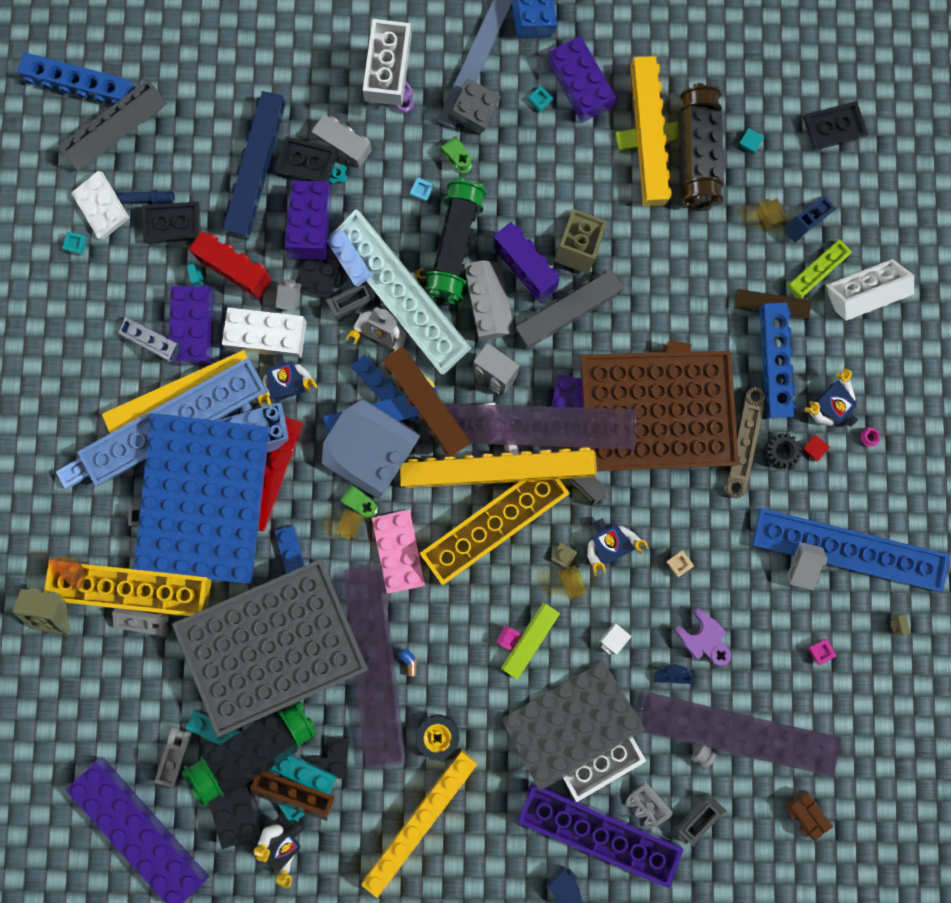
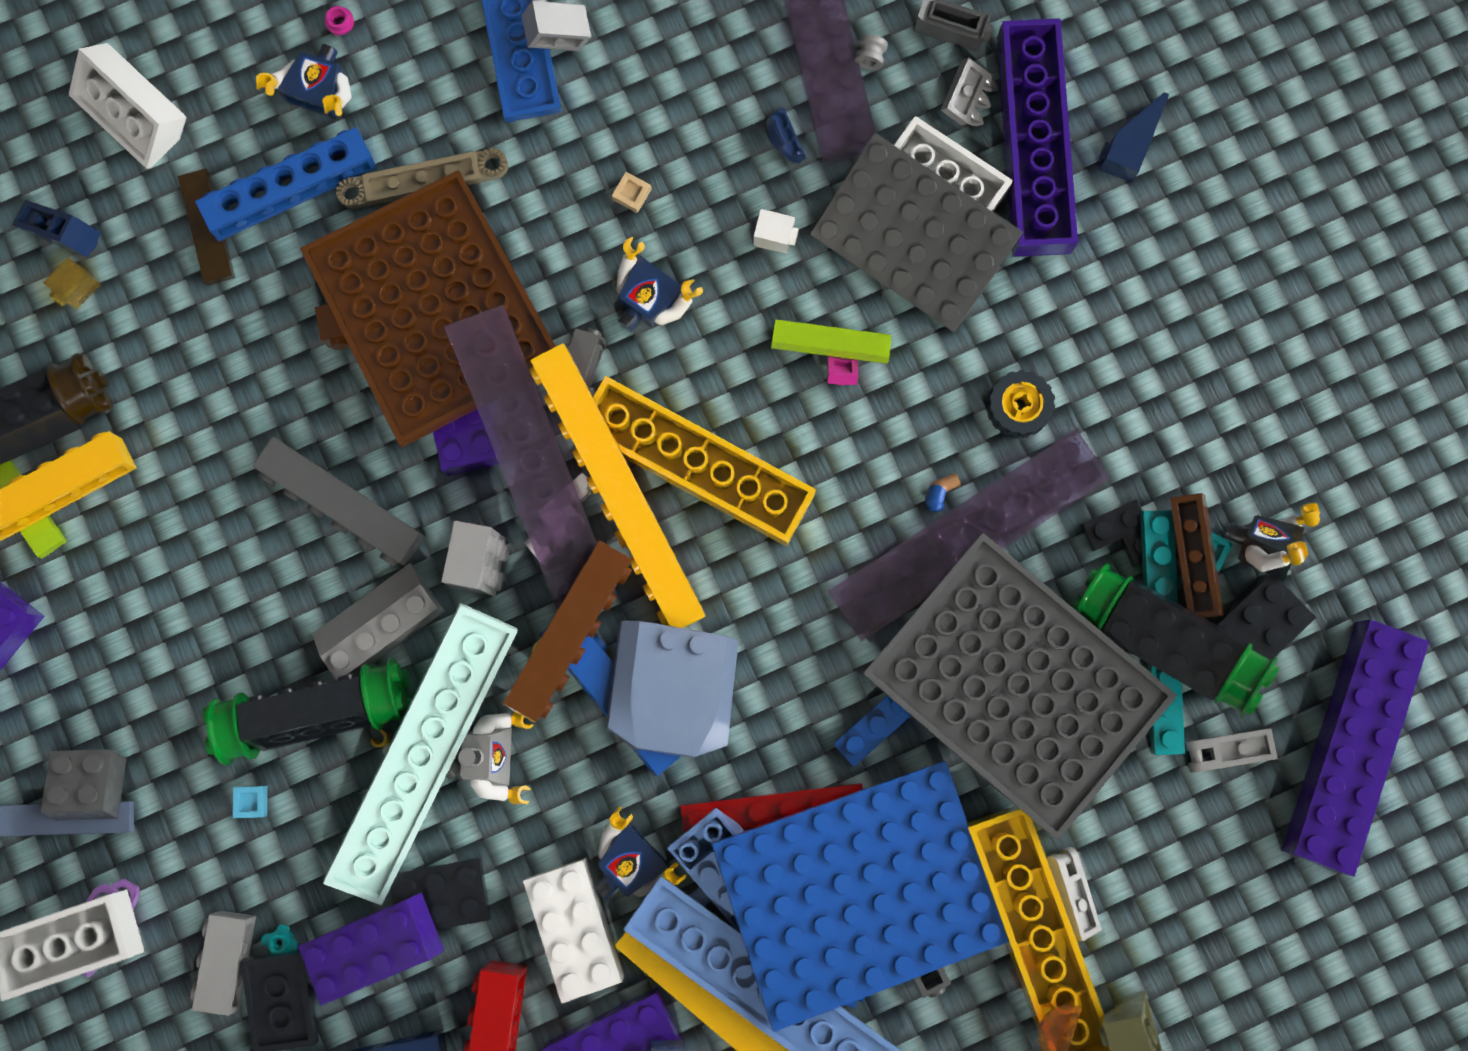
camera: 105 degrees left, 0 degrees up
(288, 295) = (500, 922): light grey brick -> none
(340, 313) = (493, 831): dark grey window -> none
(349, 258) = (403, 856): light blue plate -> none
(350, 524) = (793, 663): clear yellow brick -> none
(357, 501) = (754, 671): bright green piece -> none
(375, 379) = (568, 731): blue plate -> none
(398, 551) = (797, 578): bright pink plate -> none
(419, 823) = (1142, 374): yellow brick -> none
(457, 155) = (169, 779): bright green piece -> none
(526, 262) = (294, 594): dark purple brick -> none
(540, 99) = (31, 694): teal tile -> none
(563, 555) = (694, 350): olive plate -> none
(572, 582) = (726, 320): clear yellow brick -> none
(580, 241) = (229, 531): olive slope -> none
(706, 641) = (718, 114): medium lavender piece -> none
(791, 443) = (405, 110): black tyre -> none
(815, 448) = (387, 84): red tile -> none
(819, 269) = (126, 184): lime tile -> none

